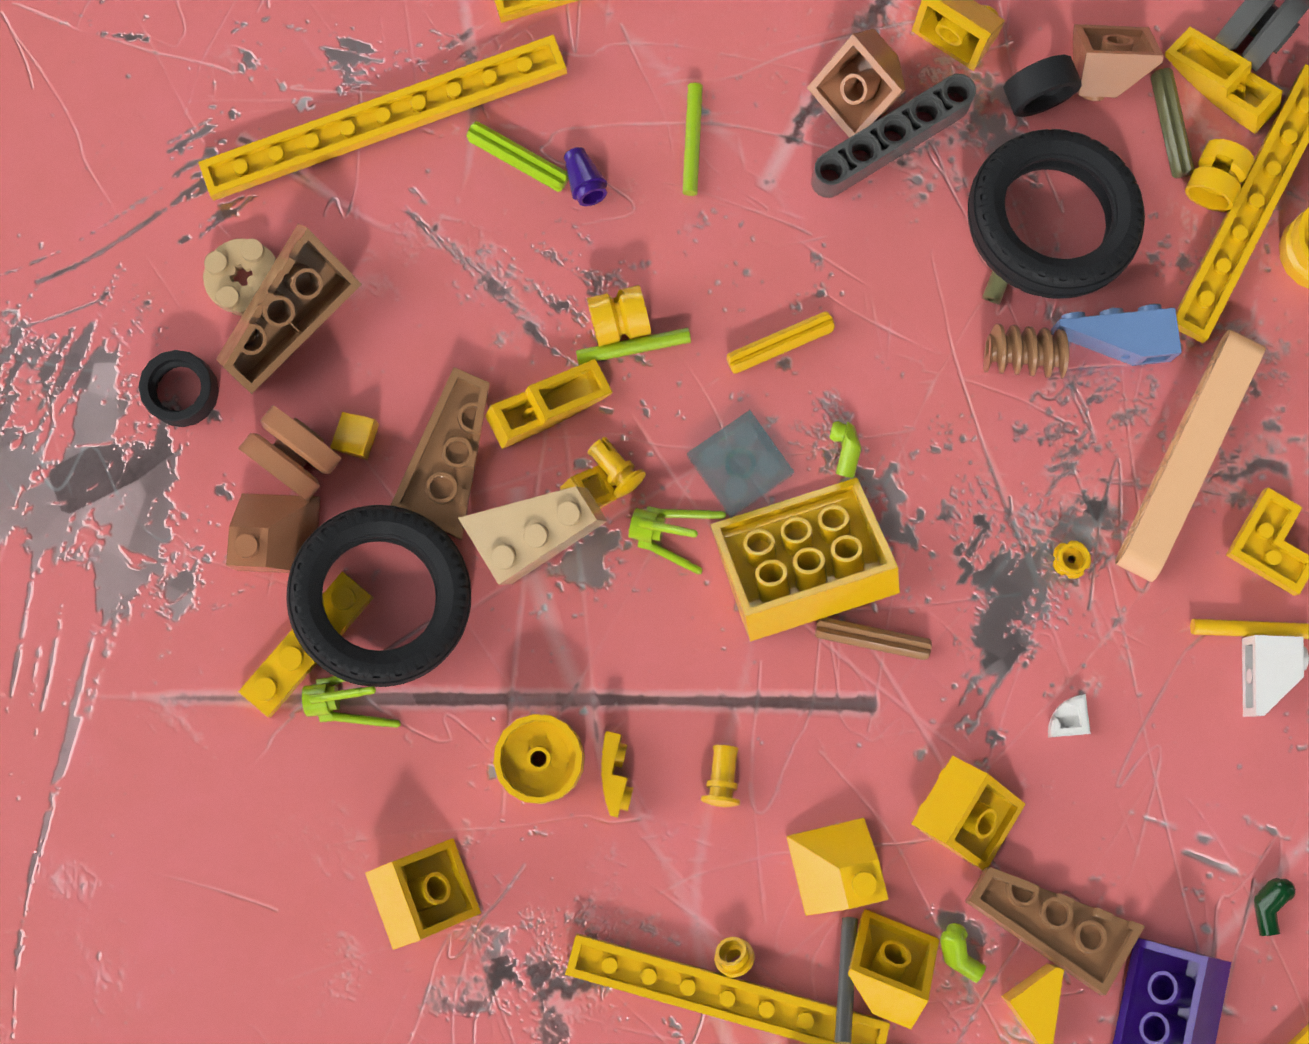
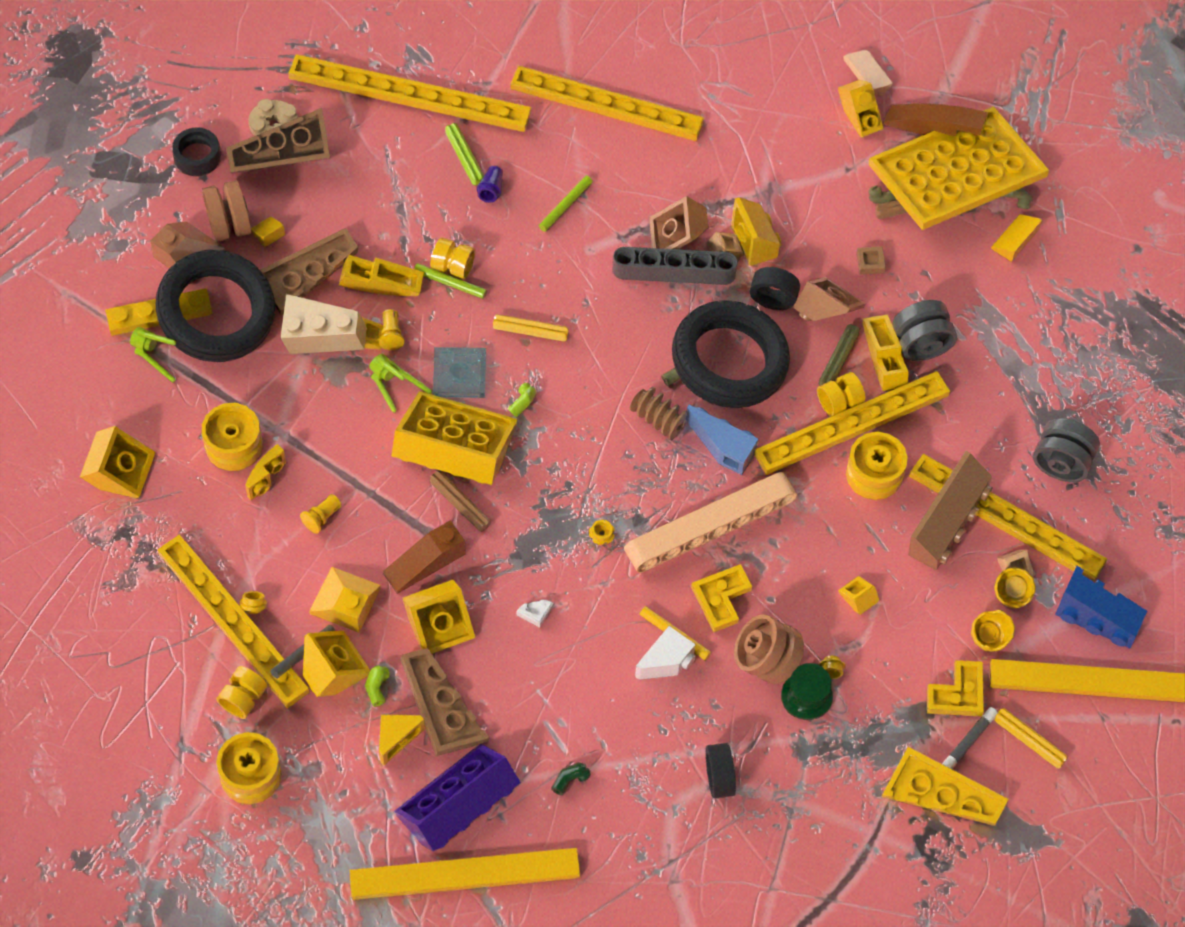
camera: 30 degrees right, 20 degrees down
(893, 747) = (426, 557): none -> dark orange slope
(927, 66) = (725, 243): none -> light nougat slope

